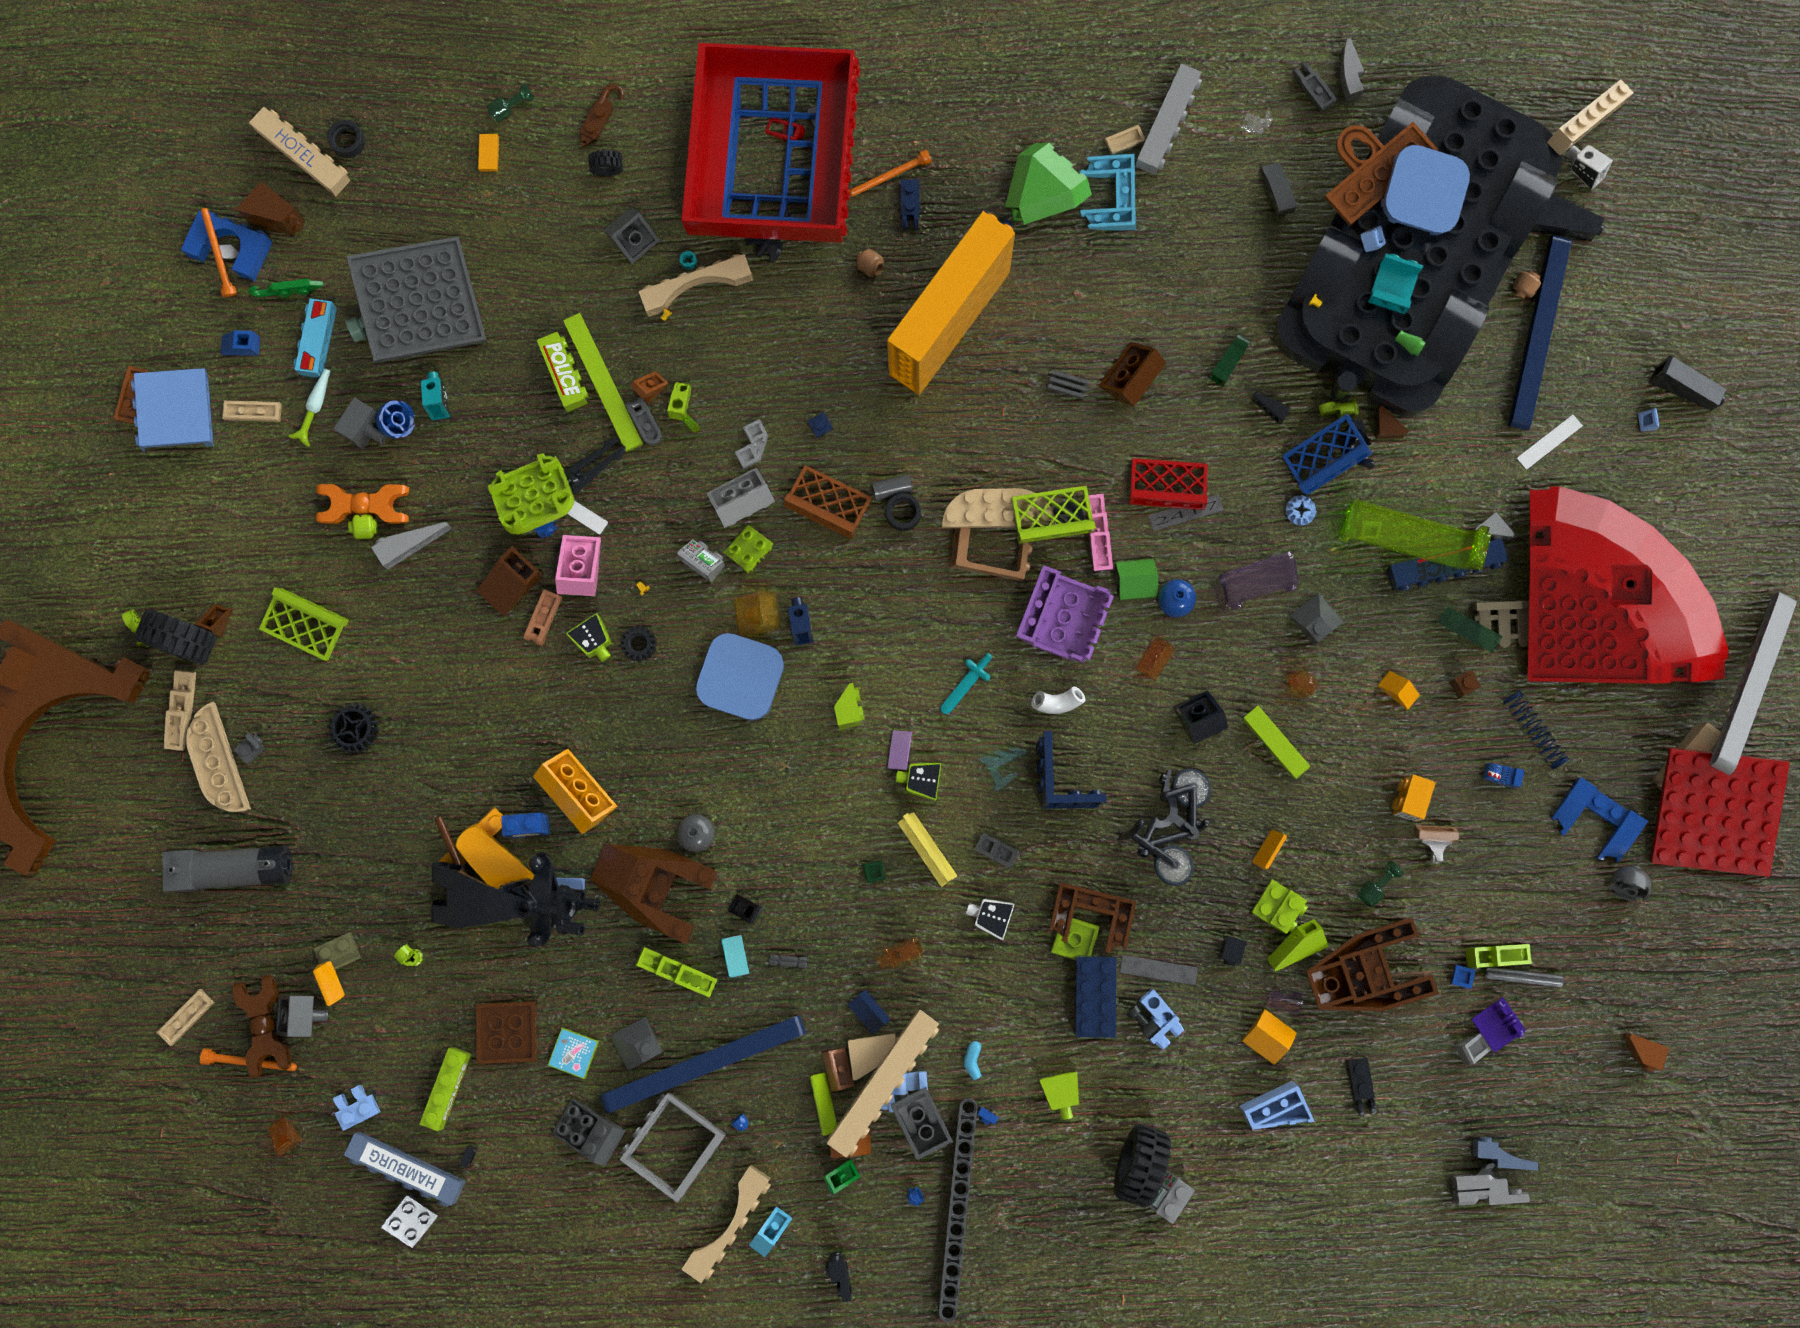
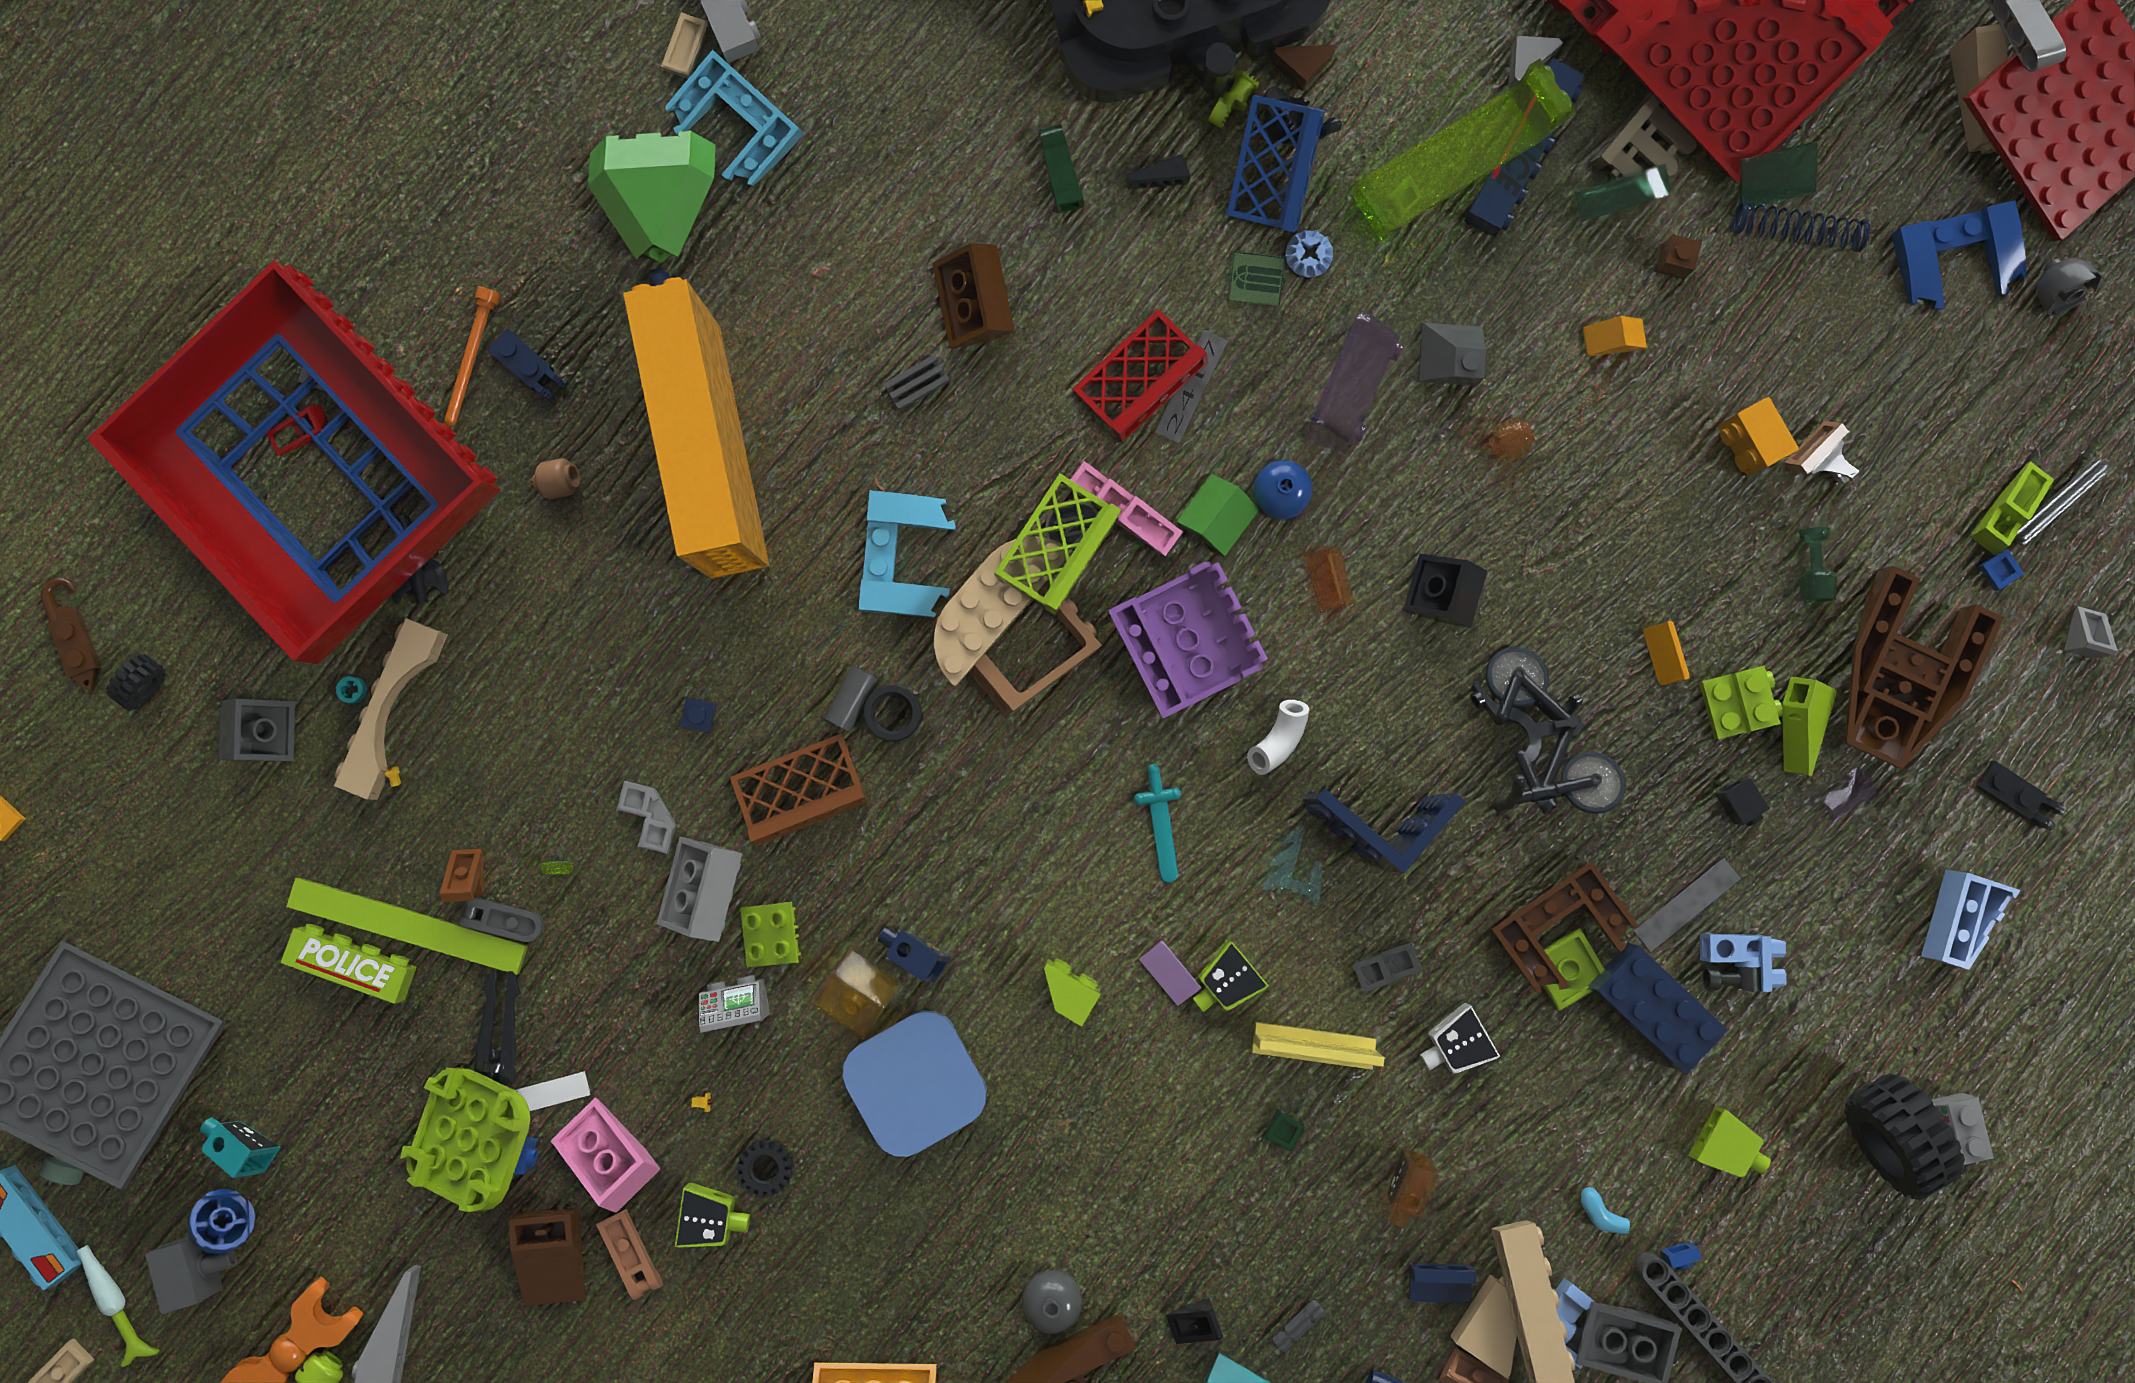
camera: 50 degrees left, 5 degrees up
(679, 401) = (515, 856): lime leg -> none
(991, 426) = (878, 588): none -> medium azure wedge
(1265, 496) = (1257, 278): none -> clear green piece
(1270, 1037) = (1875, 848): light orange slope -> none
(1276, 742) = (1552, 531): lime slope -> none
(1498, 1024) = (2088, 579): dark purple hinge -> none
(1503, 775) = (1819, 310): blue leg -> none
(1550, 696) = (1779, 175): none -> clear green piece

